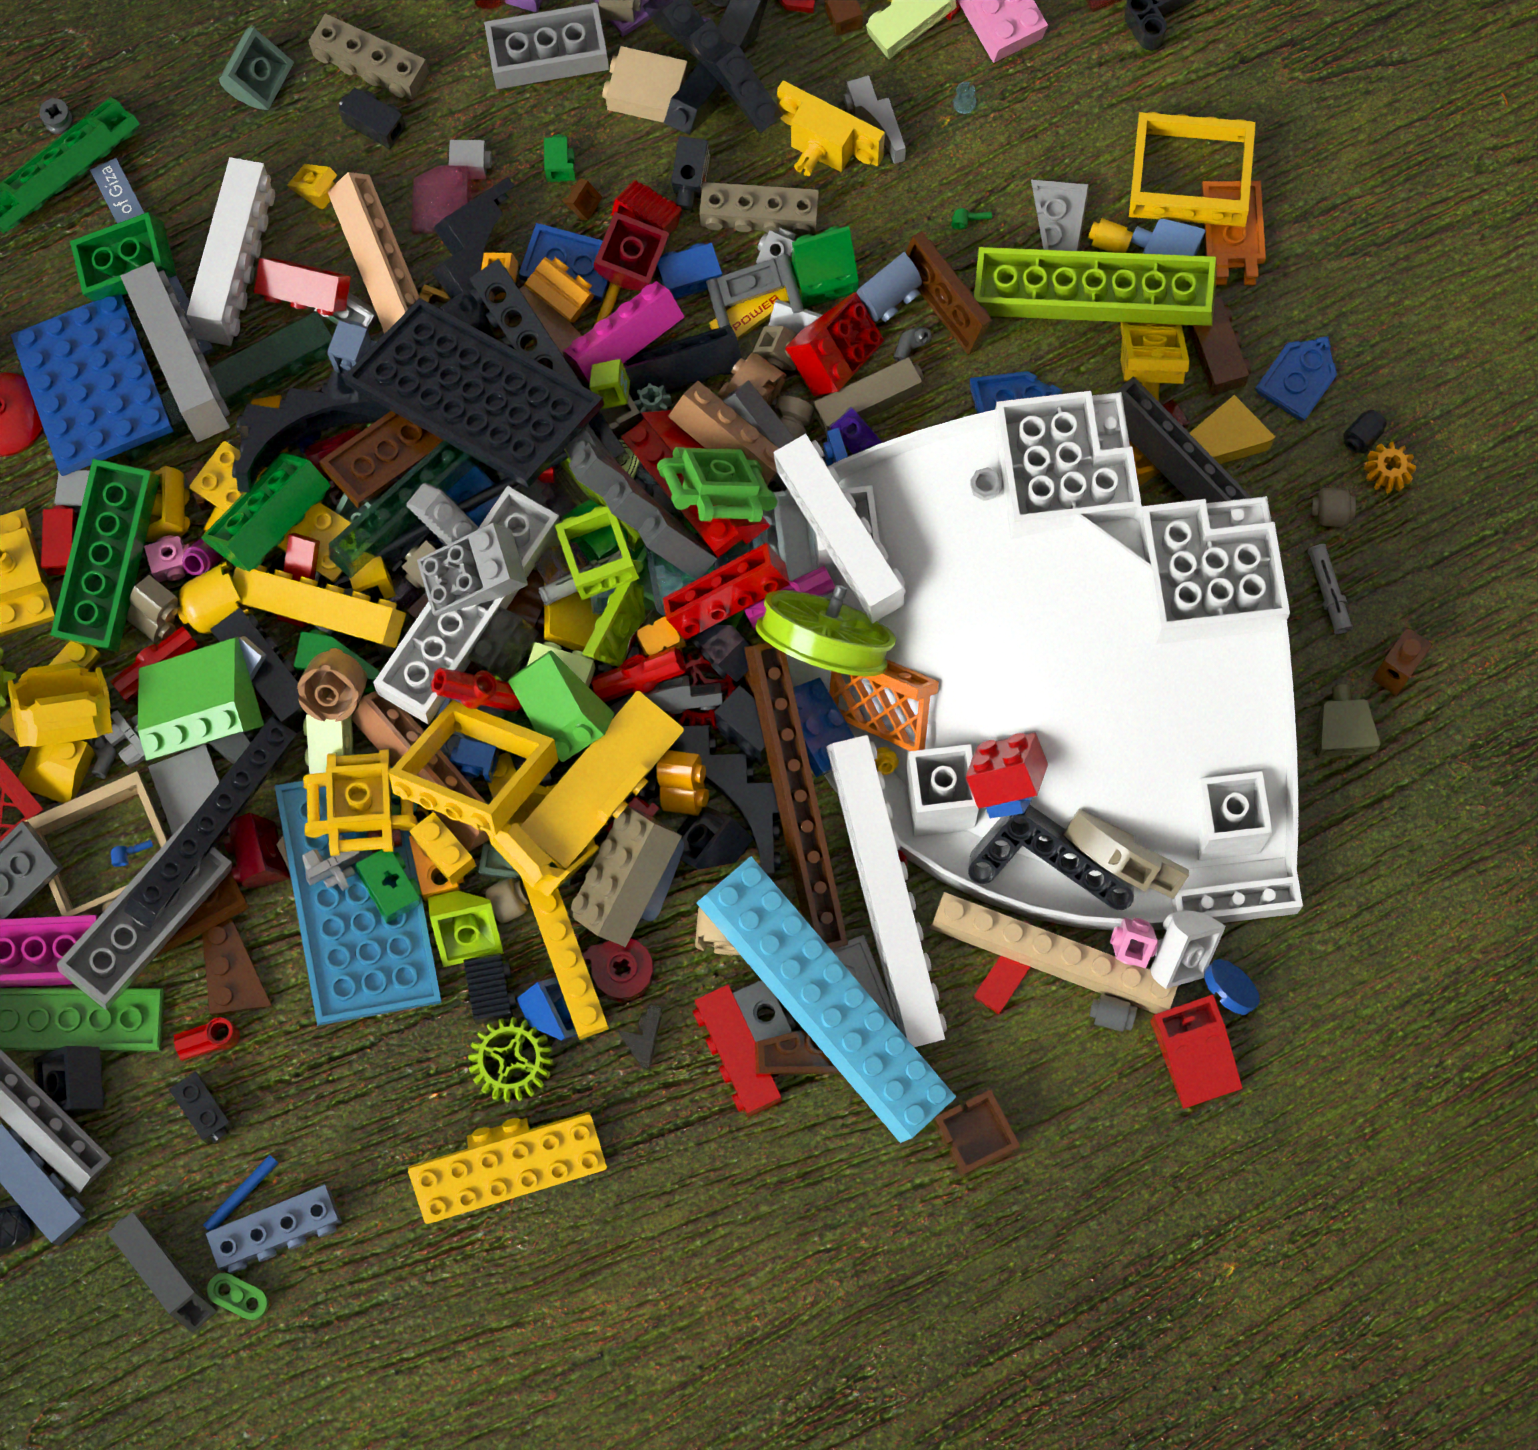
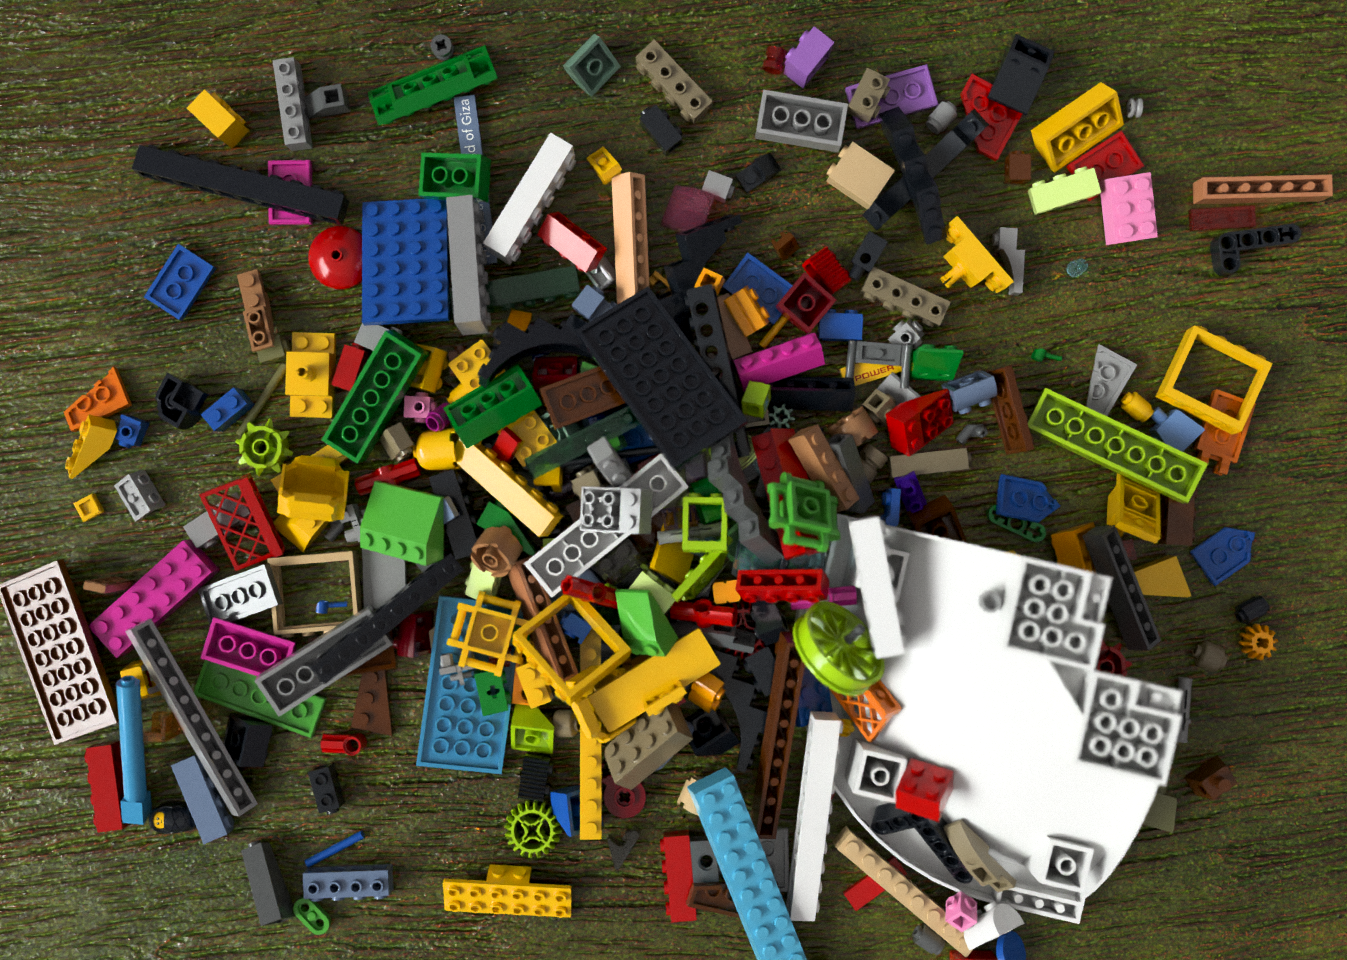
camera: 20 degrees right, 15 degrees up
(516, 127) = (758, 172): none -> black slope
(558, 159) = (780, 208): green brick -> none

